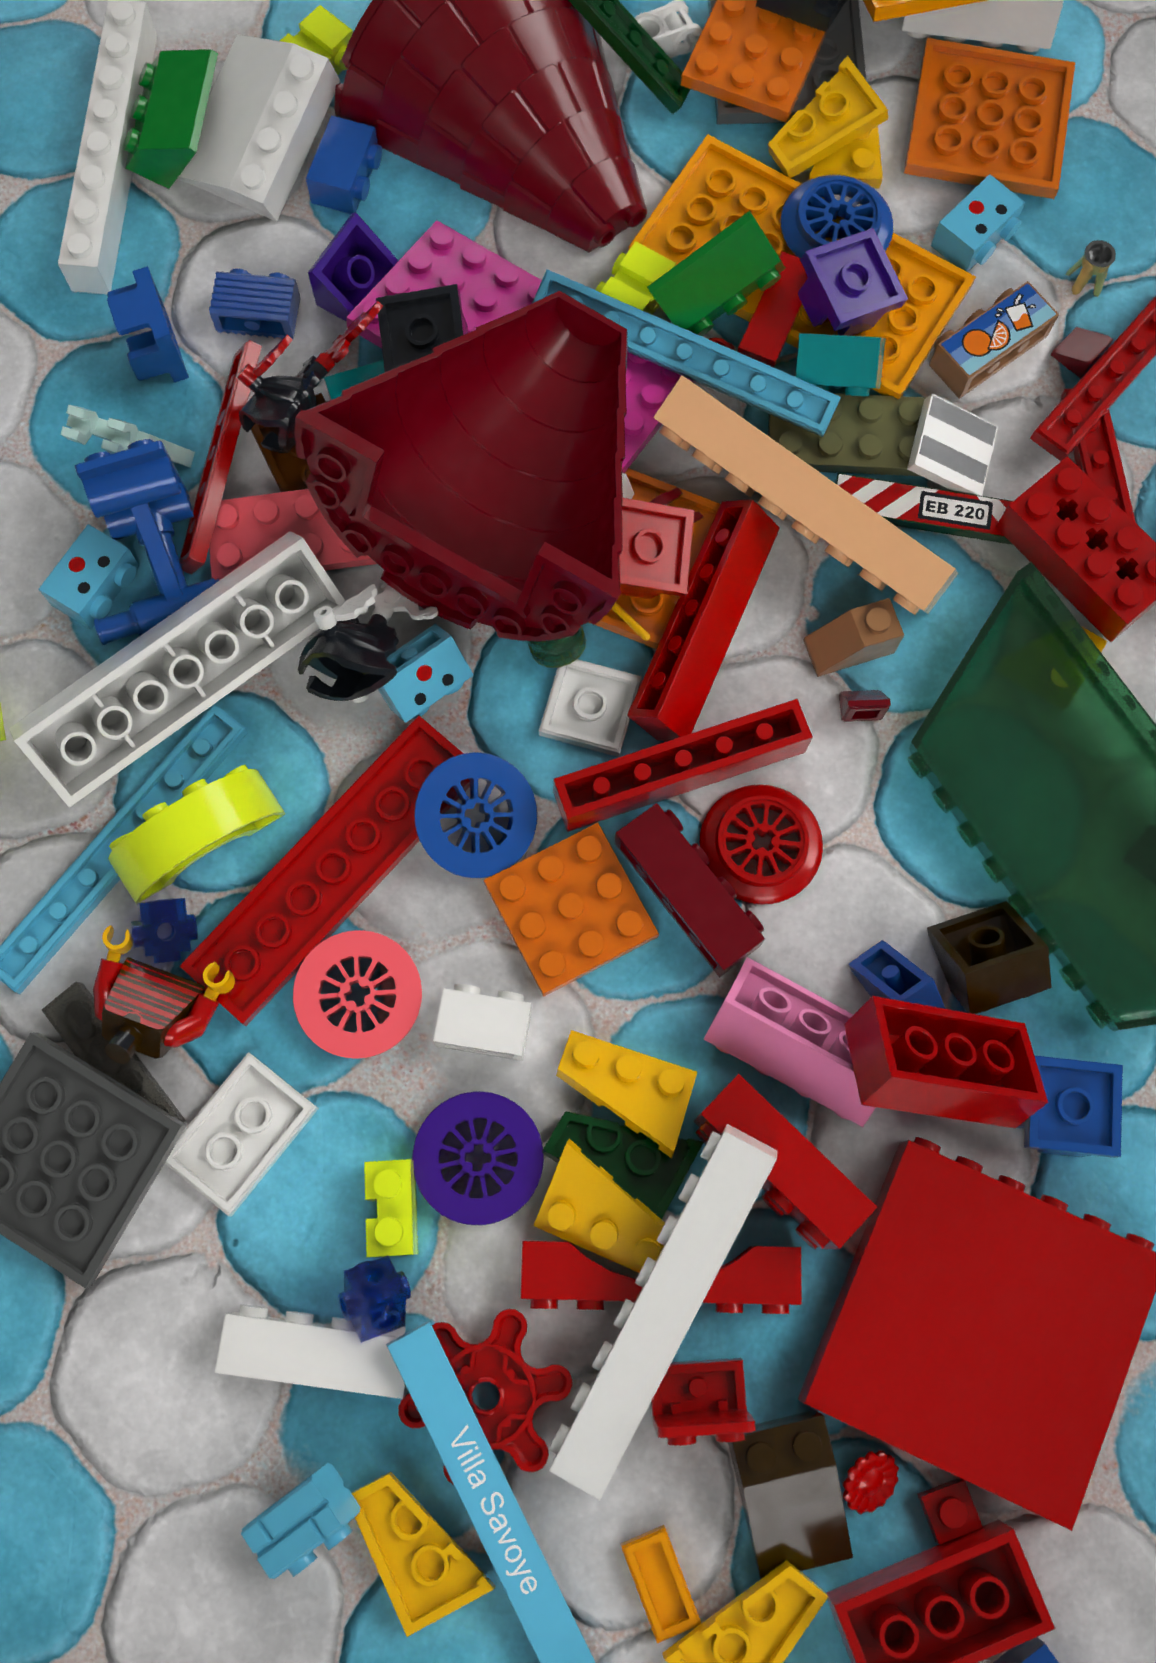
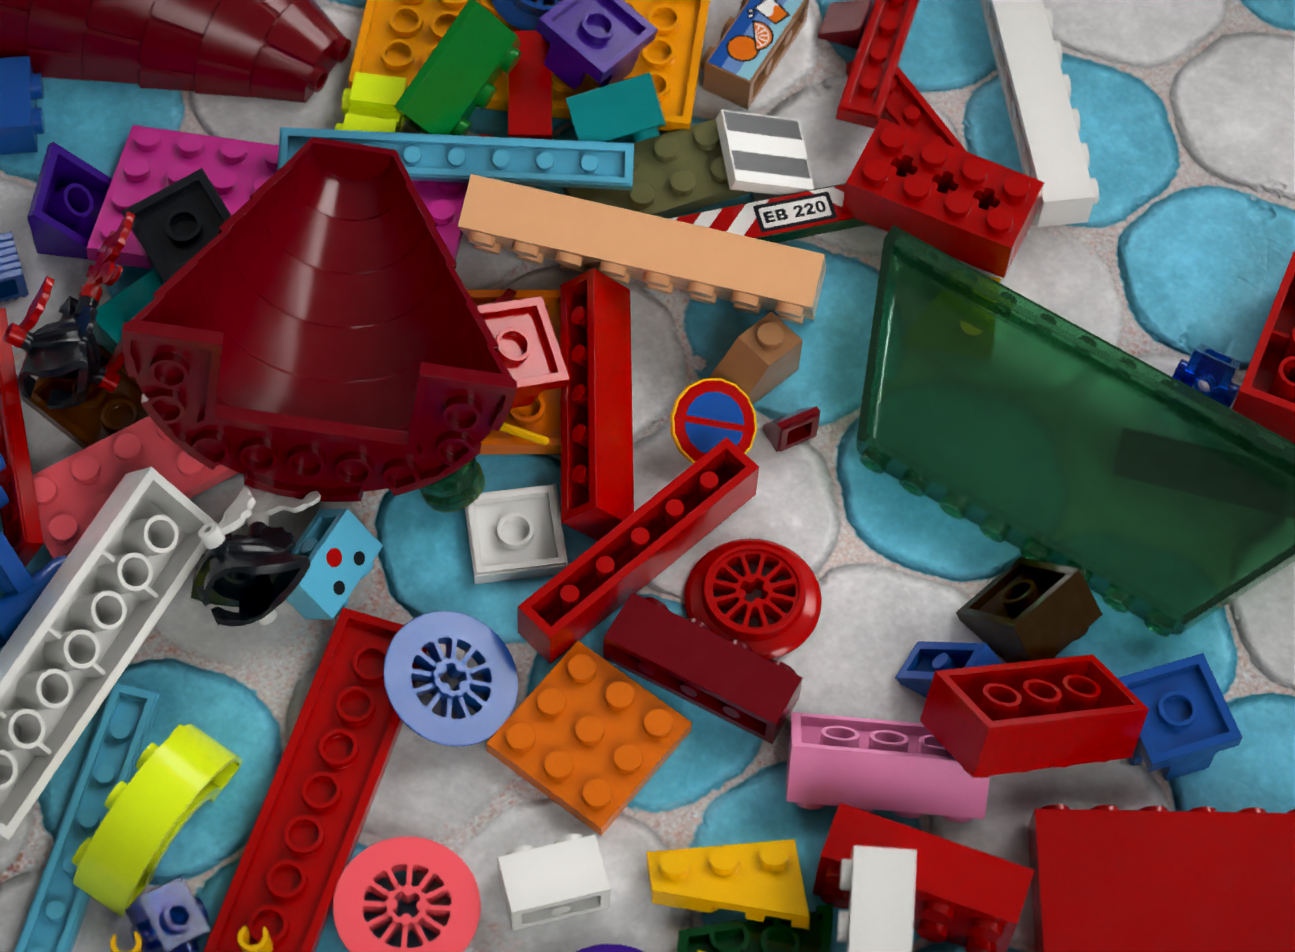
camera: 25 degrees left, 15 degrees down
(796, 670) = (708, 414): none -> piece

